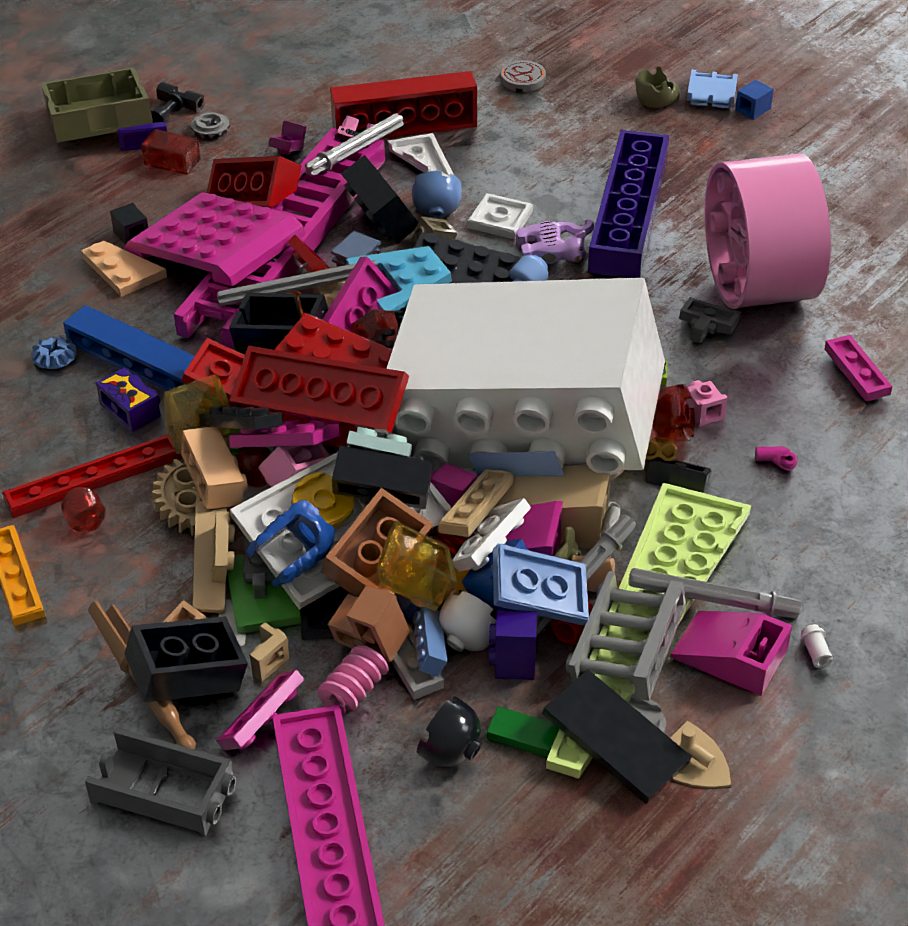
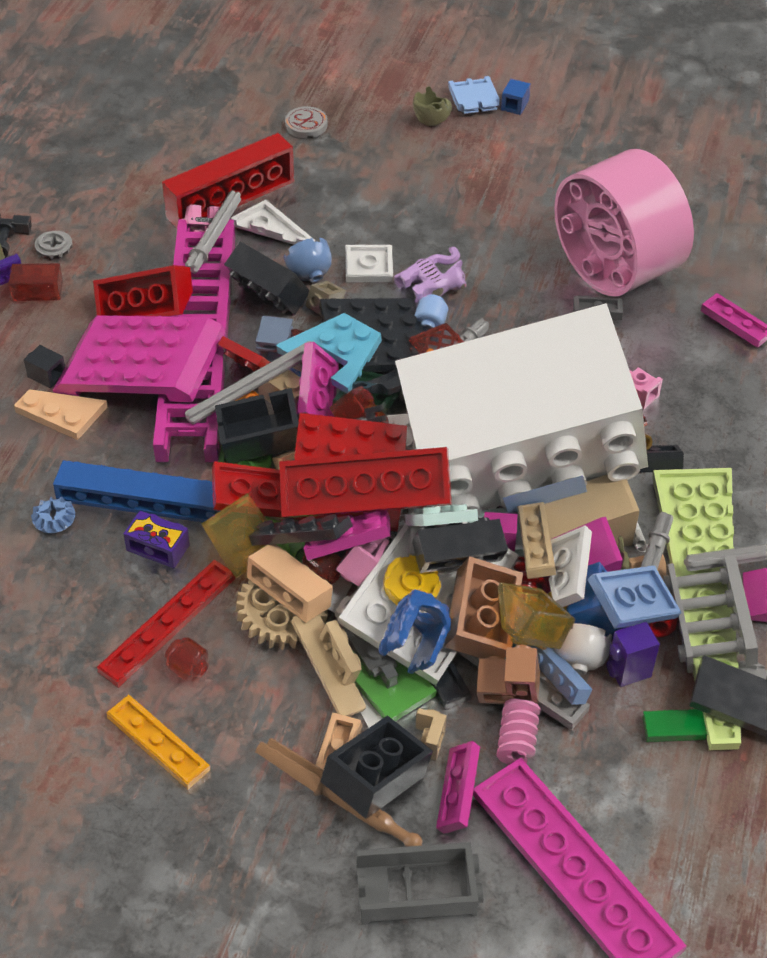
camera: 25 degrees left, 5 degrees up
(291, 138) = (139, 238): magenta bracket -> none
(452, 735) = (631, 751): black cylinder -> none
(628, 205) = (477, 223): dark purple brick -> none
(778, 455) = (721, 416): dark pink arm -> none

